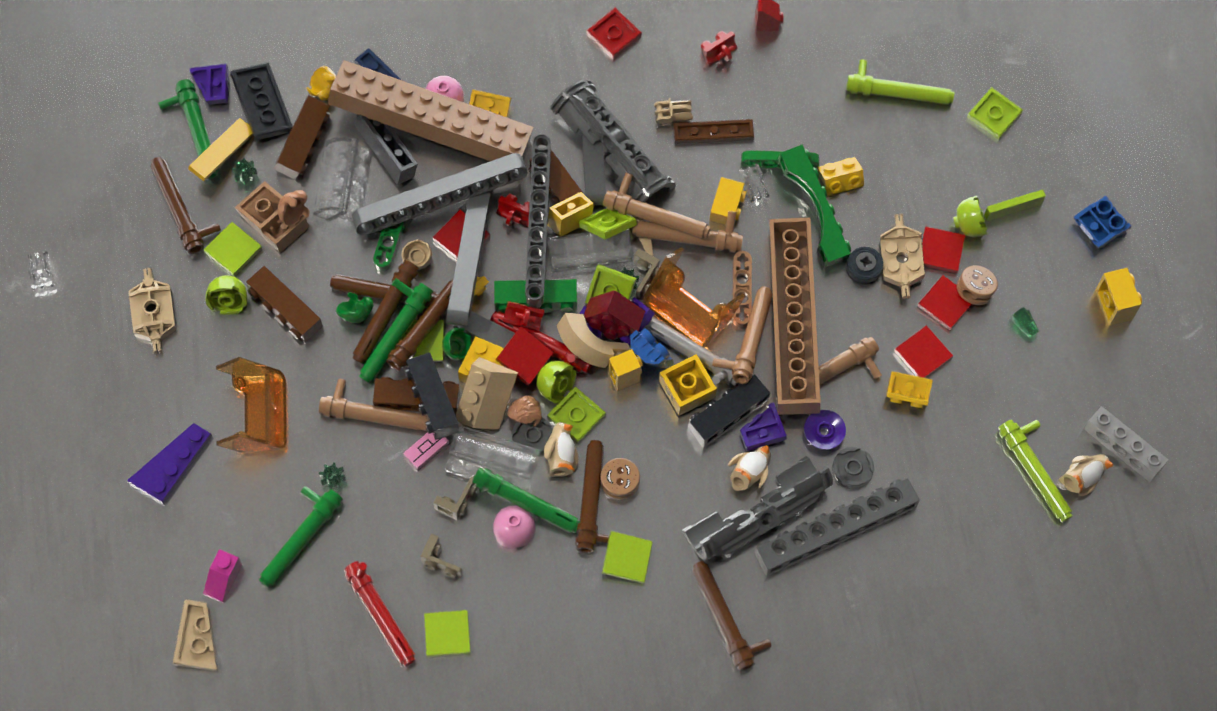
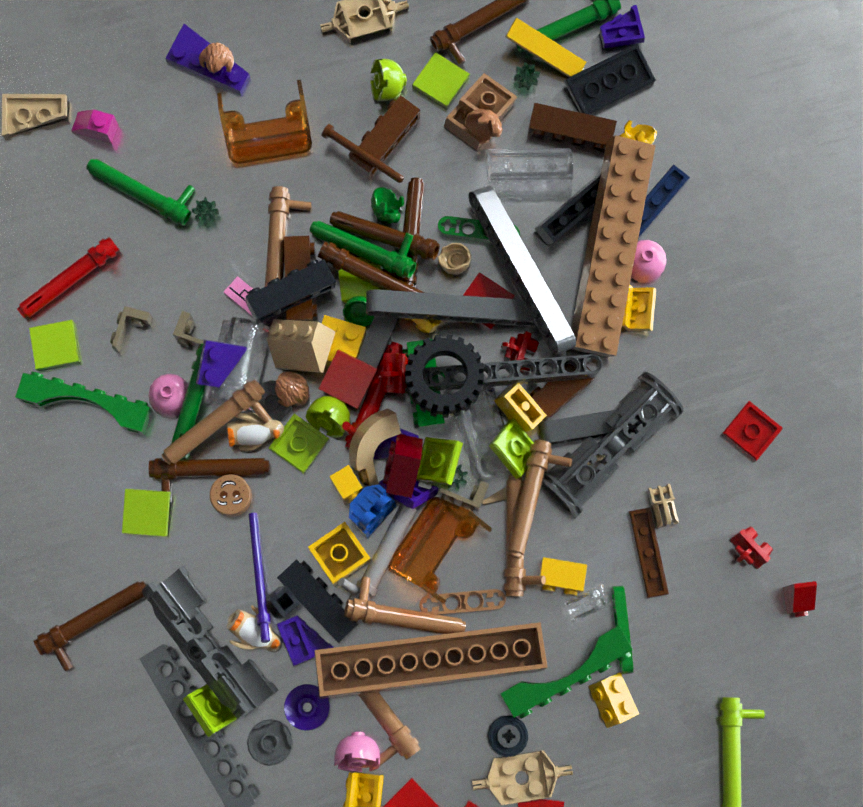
camera: 80 degrees right, 10 degrees up
(174, 445) = (216, 57): none -> nougat hair
(274, 348) = (329, 132): none -> reddish brown bar
(494, 465) = (217, 362): none -> dark purple wing
(529, 566) = (40, 392): none -> green arch
(535, 451) = (240, 401): none -> medium nougat cylinder
(539, 284) = (439, 403): none -> black tyre
(727, 440) = (281, 602): none -> black brick
(742, 452) = (263, 617): none -> dark purple bar
(821, 510) = (209, 710): none -> lime tile
(869, 389) = (357, 753): none -> bright pink cylinder

